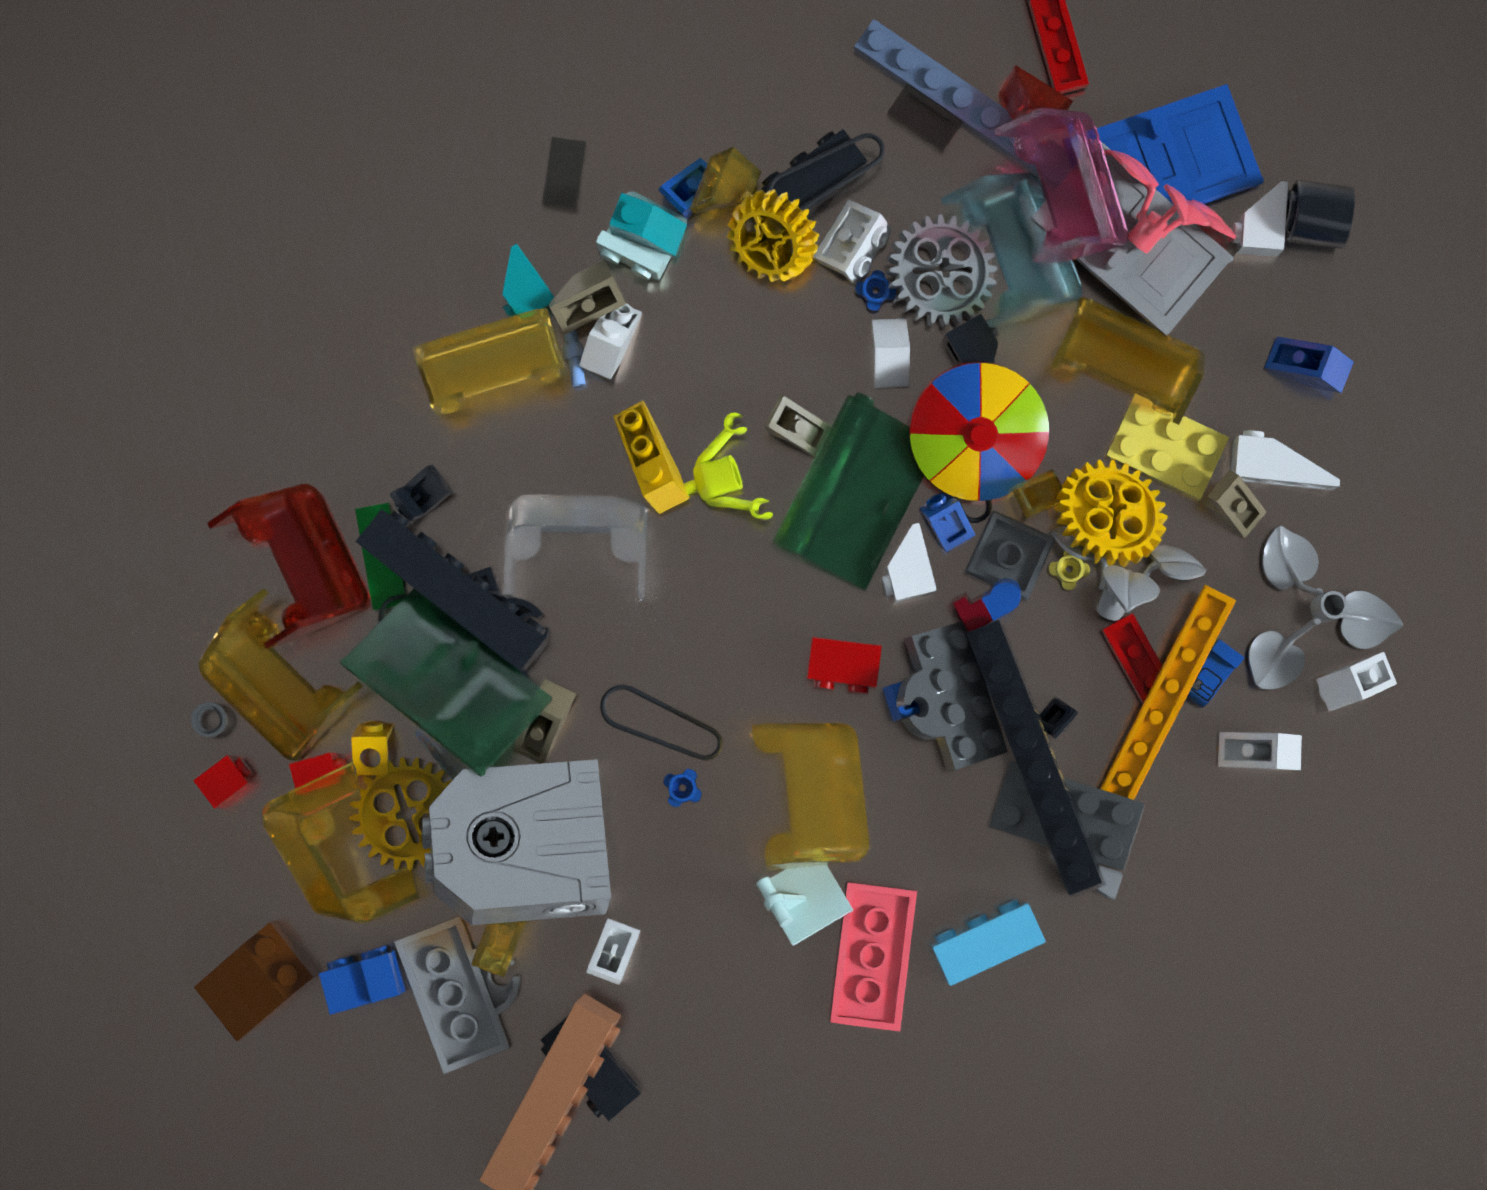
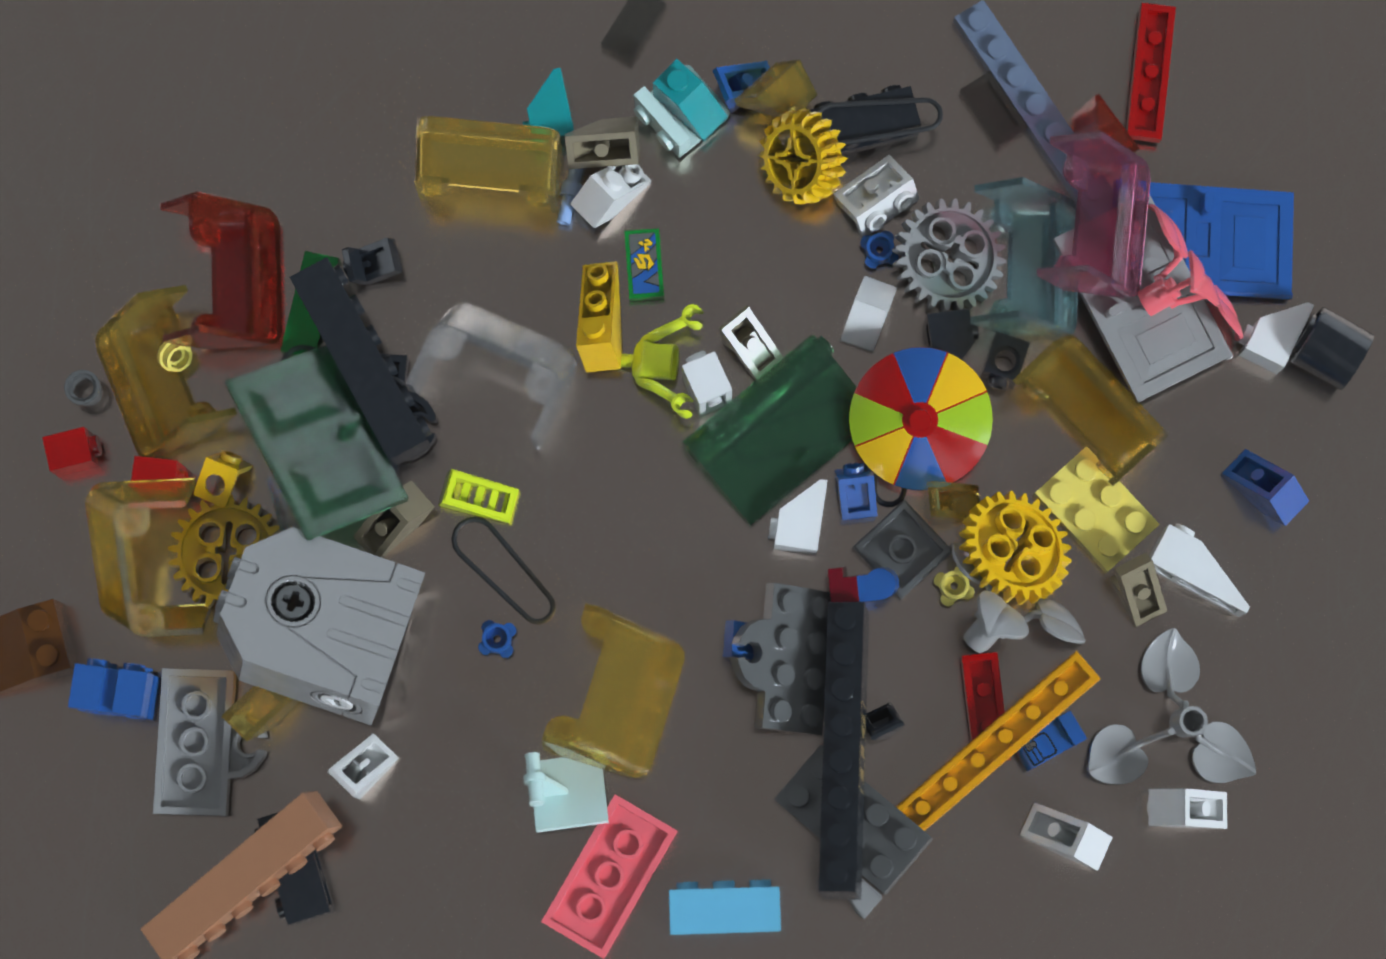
camera: 25 degrees right, 5 degrees down
(280, 657) = (174, 362): none -> light yellow plate
(579, 668) = (461, 505): none -> neon yellow slope
(668, 392) = (644, 264): none -> tile
(773, 479) = (706, 382): none -> white brick
(843, 664) = (699, 585): red brick -> none
(1035, 332) = (1006, 346): none -> black brick

